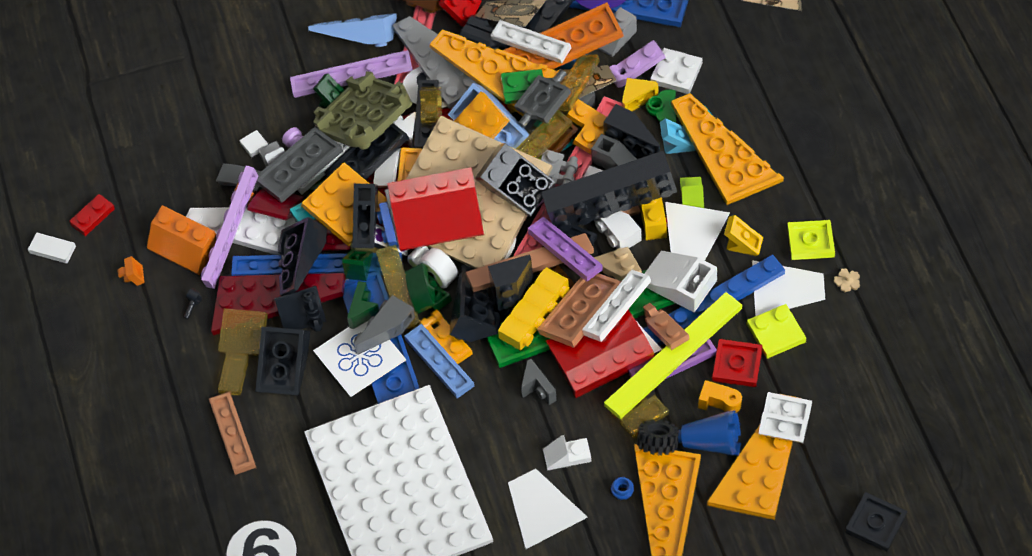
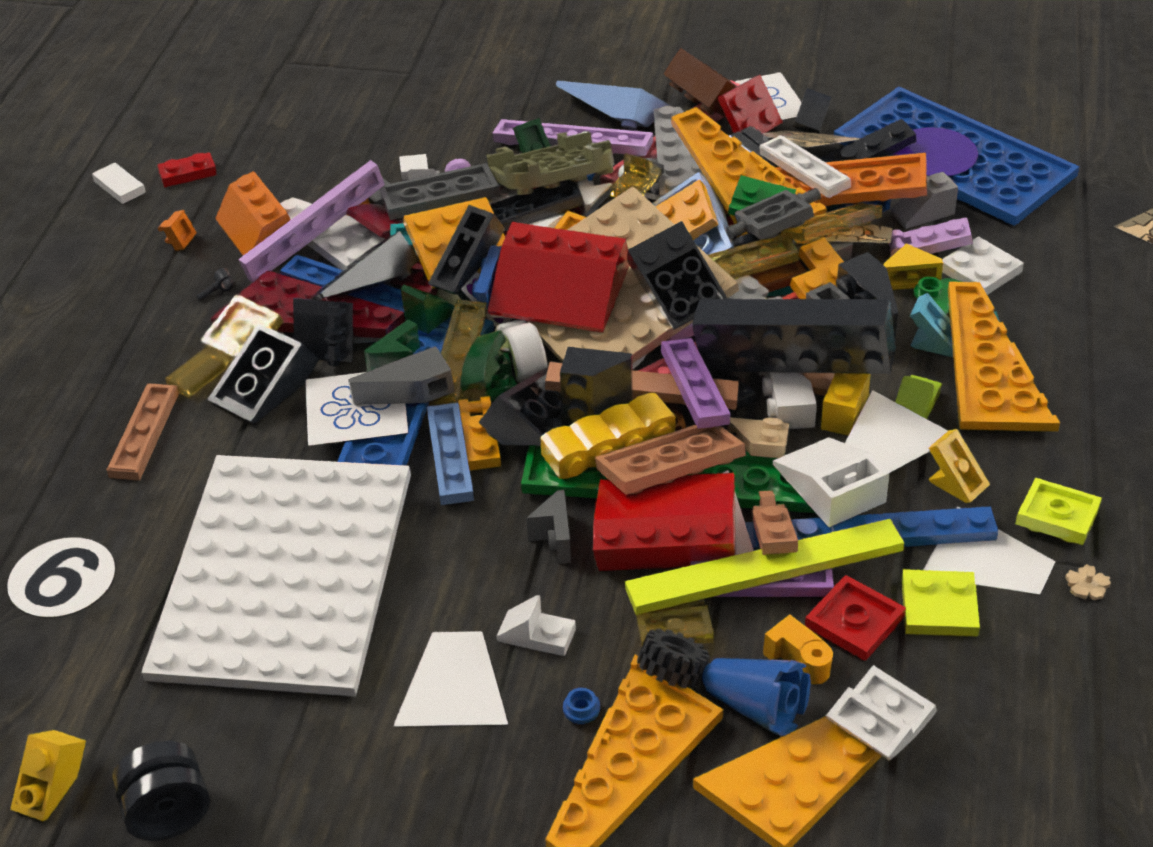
camera: 25 degrees right, 15 degrees down
(616, 305) = (717, 467): white plate -> none

